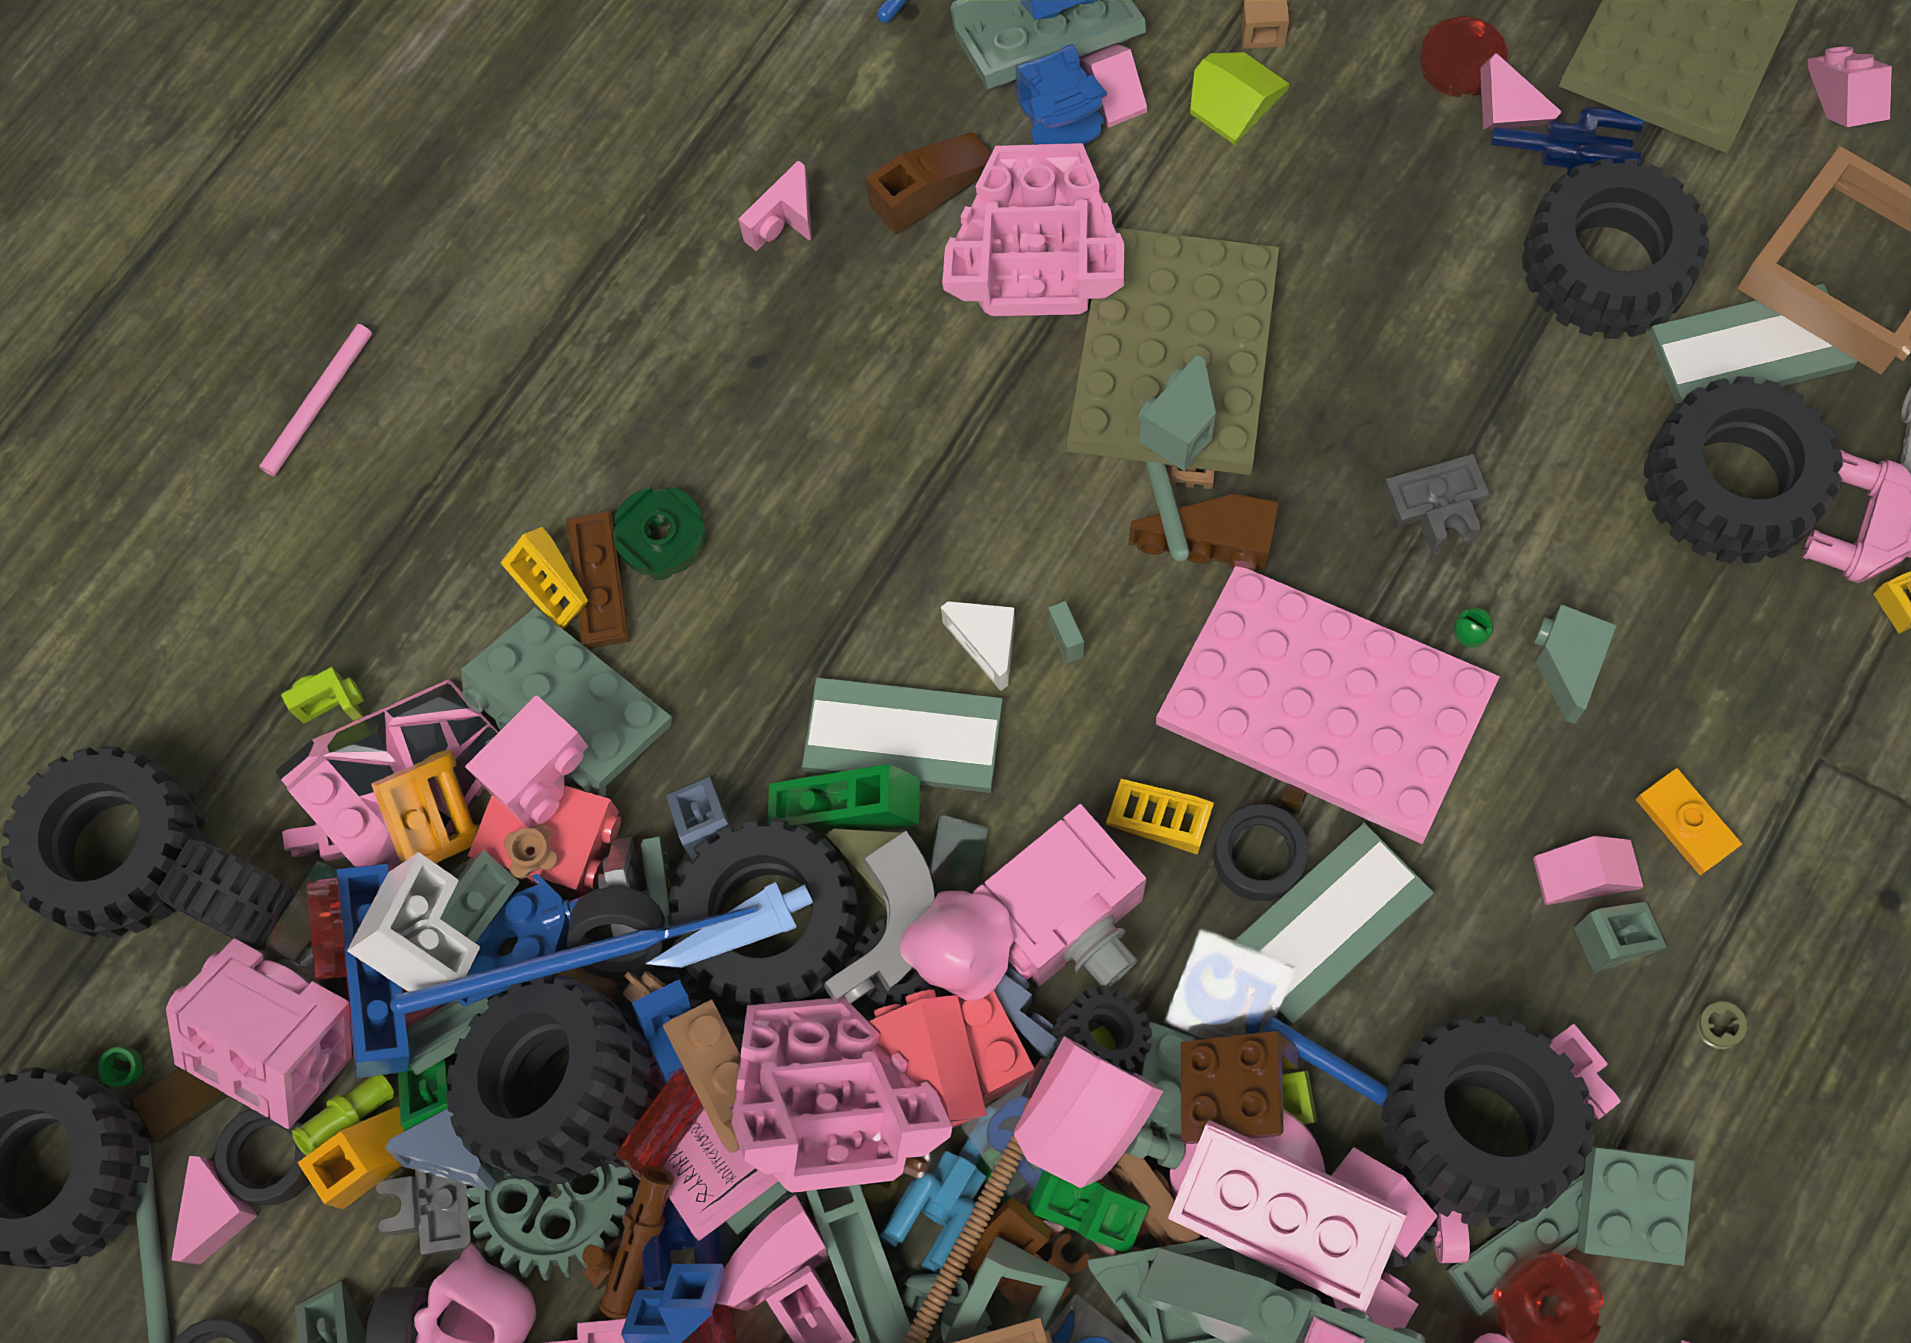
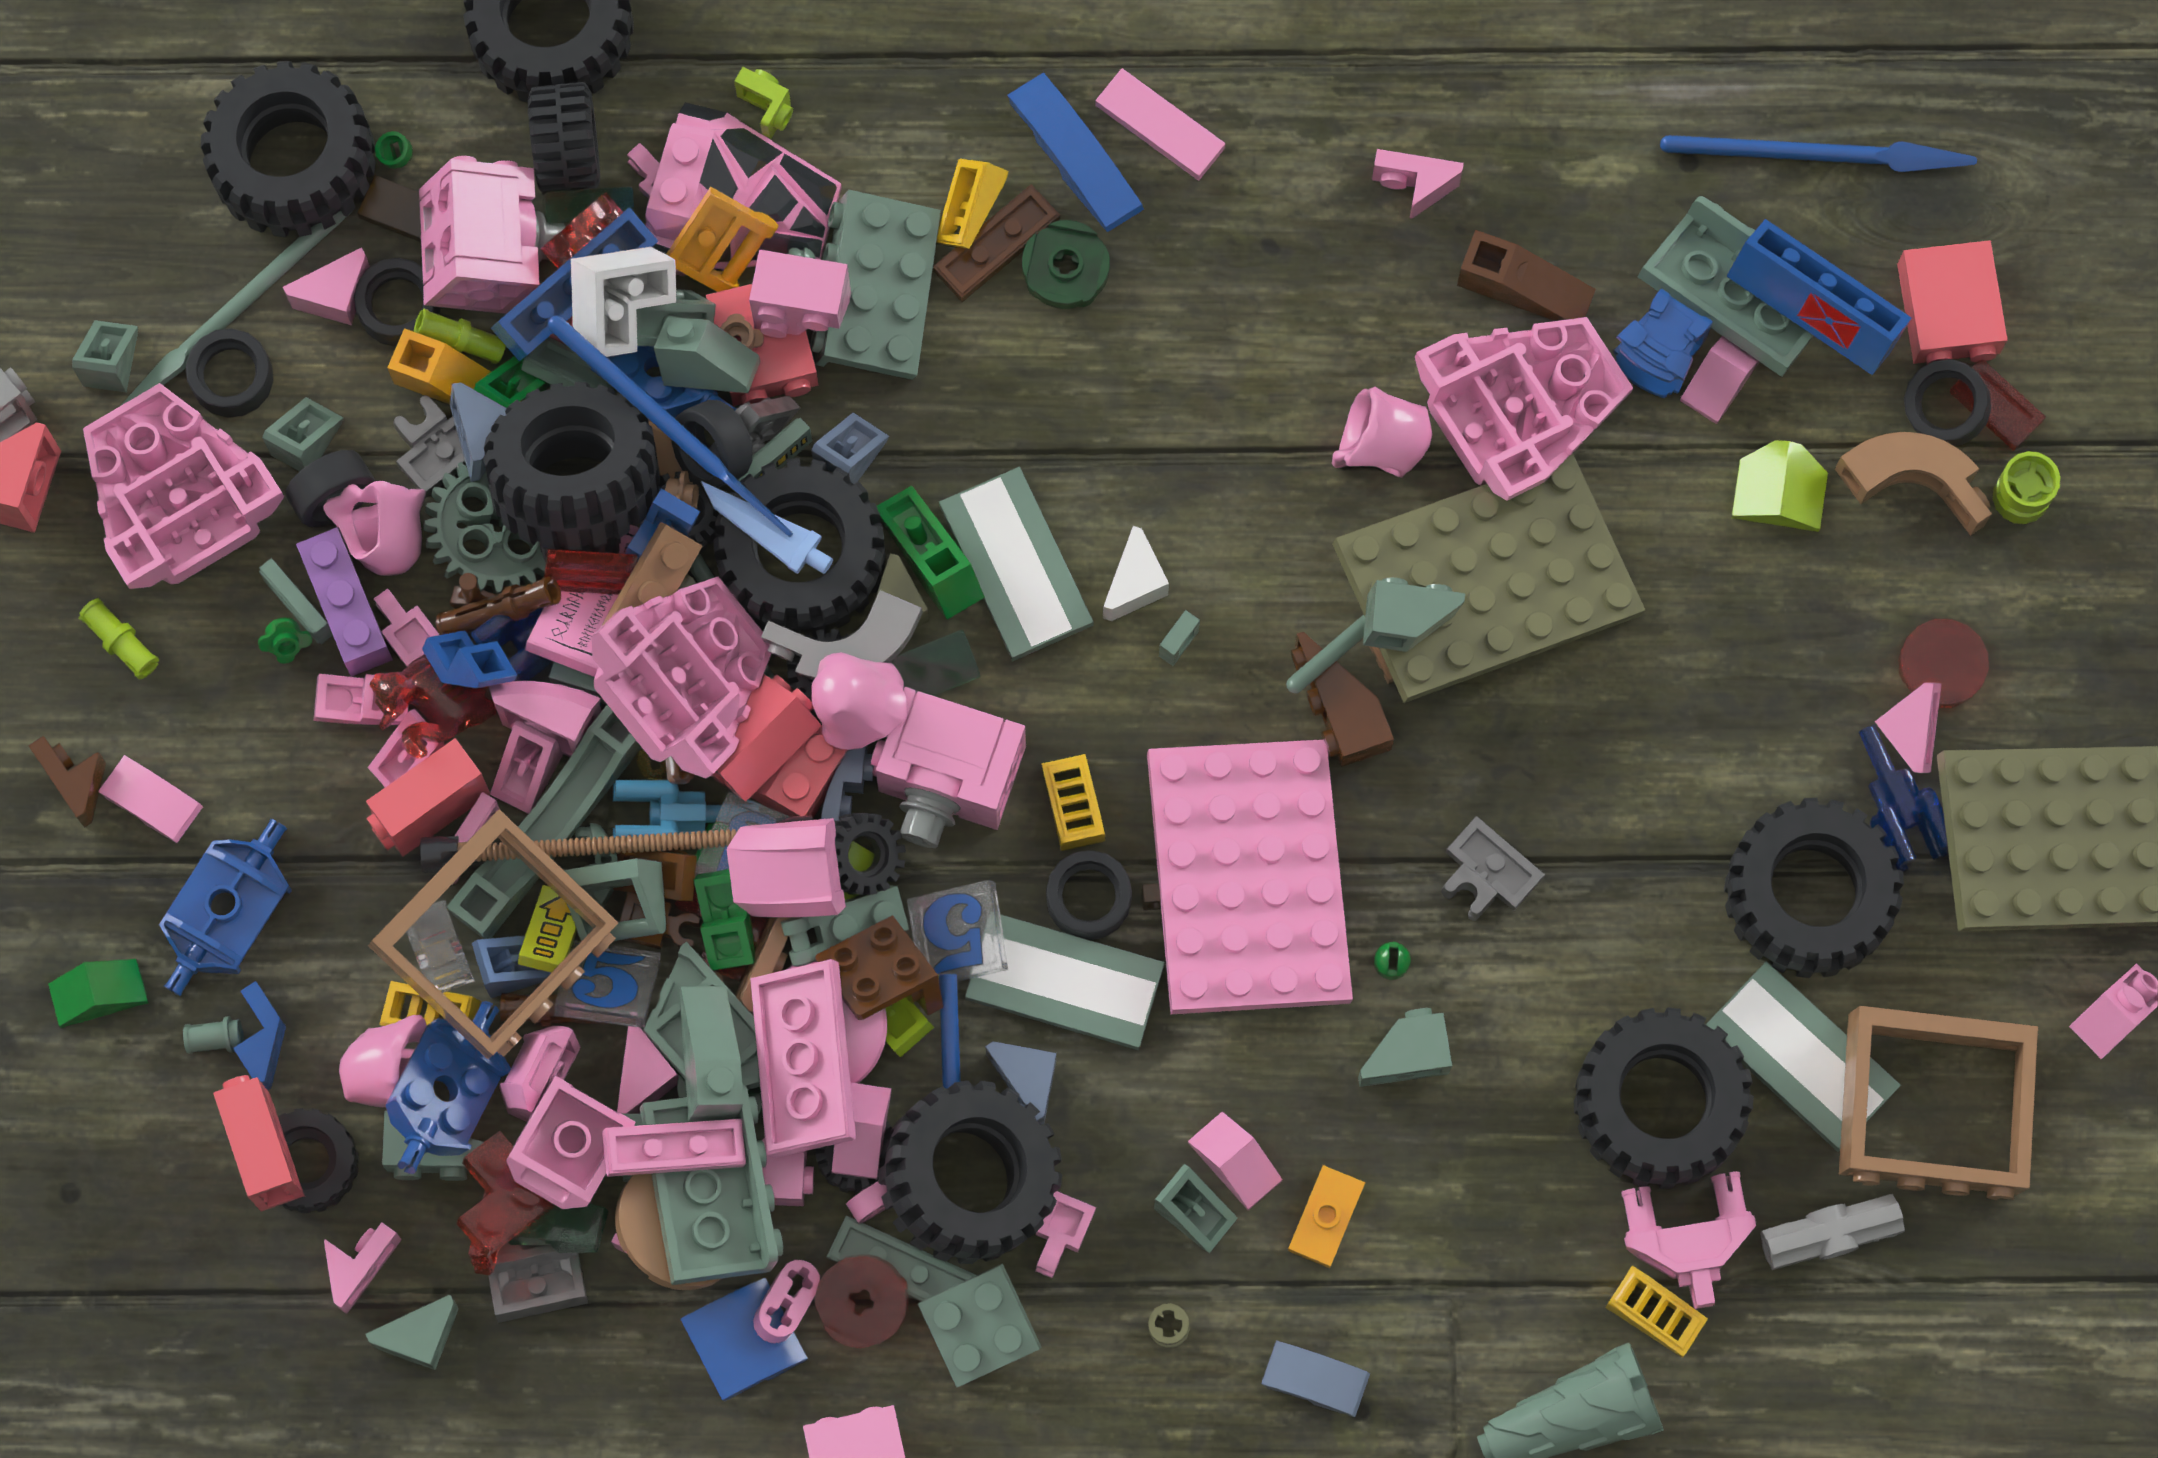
camera: 50 degrees right, 5 degrees up
(528, 887) = (703, 357): none -> sand green slope
(567, 461) = (1075, 152): none -> blue slope
(588, 384) = (1160, 124): none -> bright pink tile
(989, 359) = (1384, 433): none -> bright pink piece
(1405, 1012) = (1025, 1072): none -> sand blue slope
(1846, 920) = (1315, 1378): none -> sand blue slope

